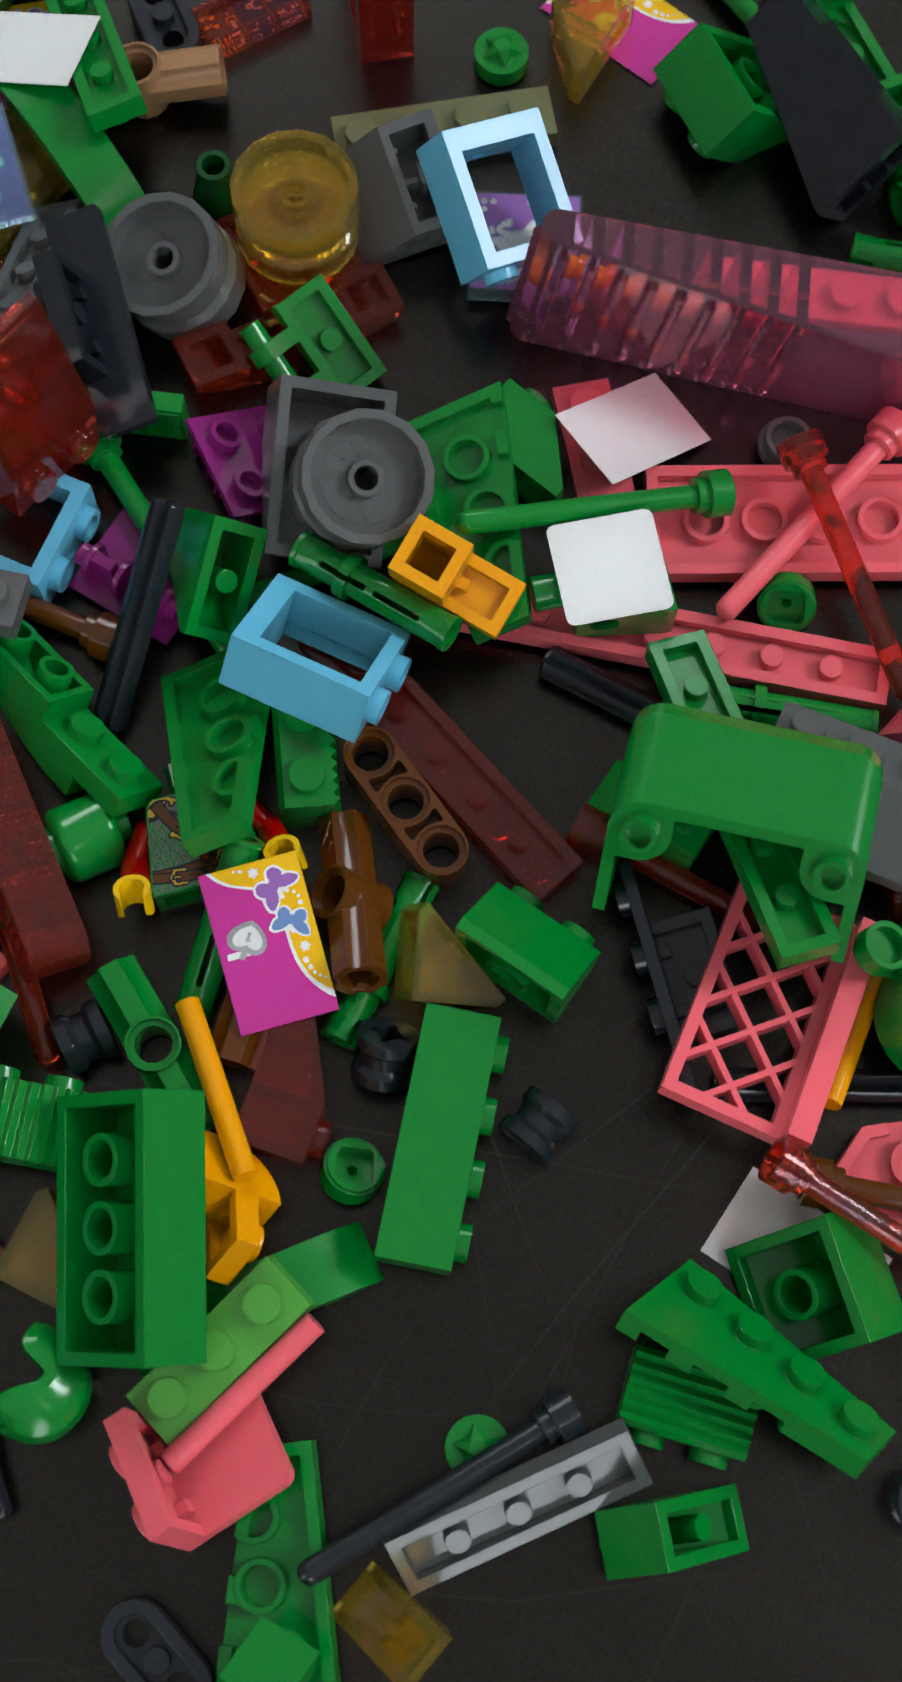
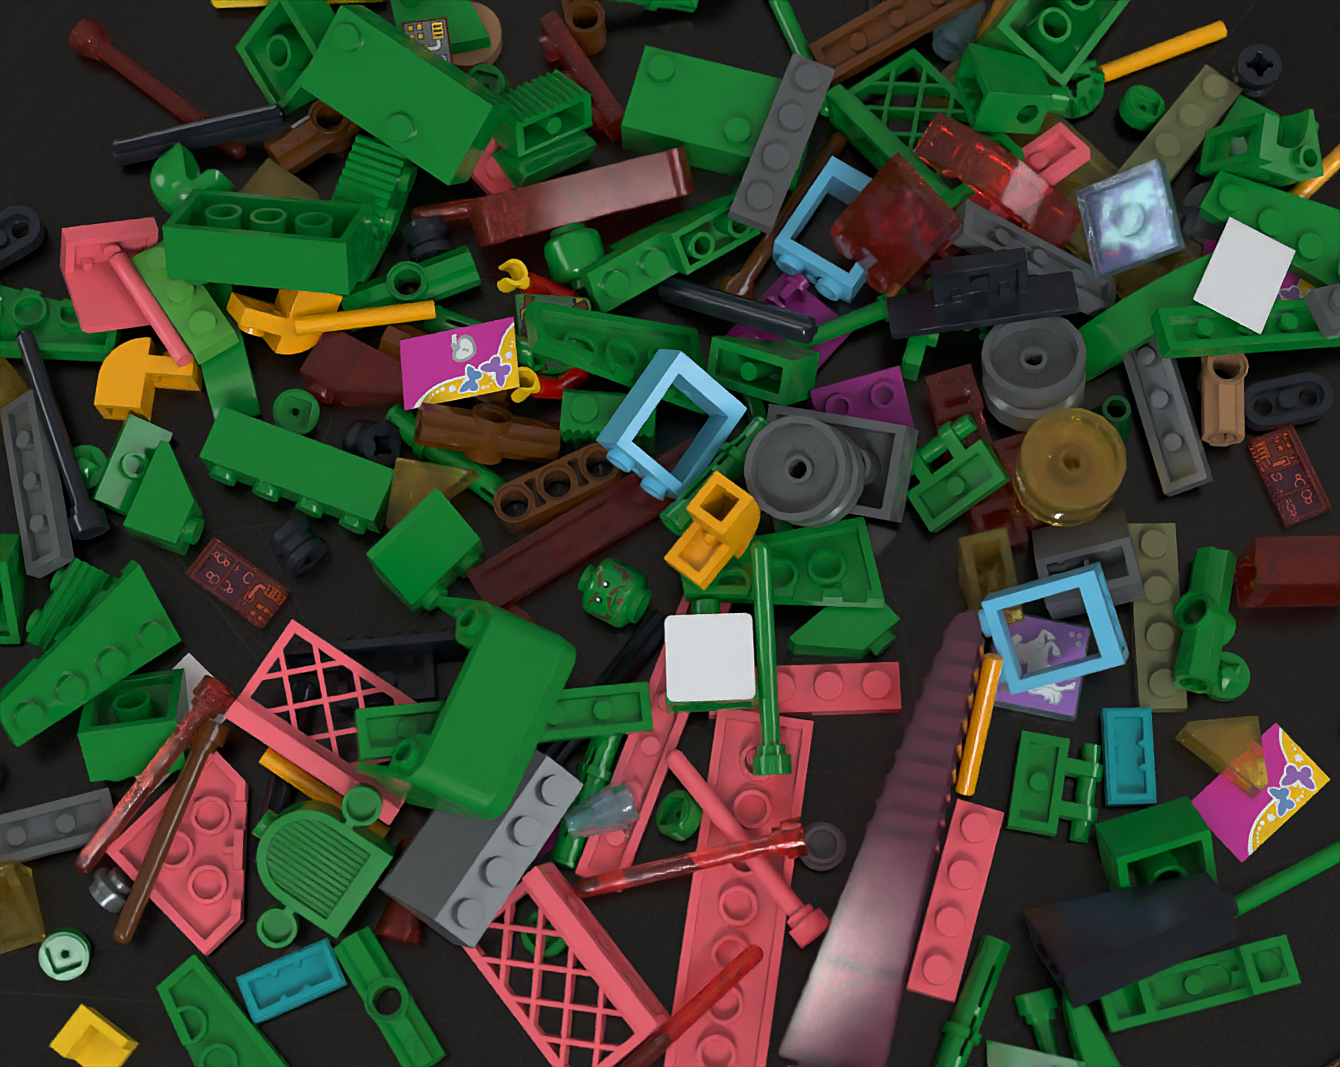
camera: 105 degrees right, 0 degrees up
(222, 123) = (1167, 419): none -> dark grey plate
(337, 1410) = (131, 375): none -> light orange brick
(409, 70) = (1204, 620): none -> green piece
(433, 299) = (985, 568): none -> clear yellow slope
(465, 1380) = (128, 463): none -> green plate
(514, 1314) = (165, 505): none -> green slope
(530, 714) = (615, 592): none -> green head
(598, 1202) = (237, 583): none -> clear red tile
(615, 139) = (1128, 757): none -> teal plate
(633, 428) = (848, 717): white sticker -> none
(680, 212) = (1039, 784): none -> green plate
(814, 673) = (603, 812): none -> clear light blue cone

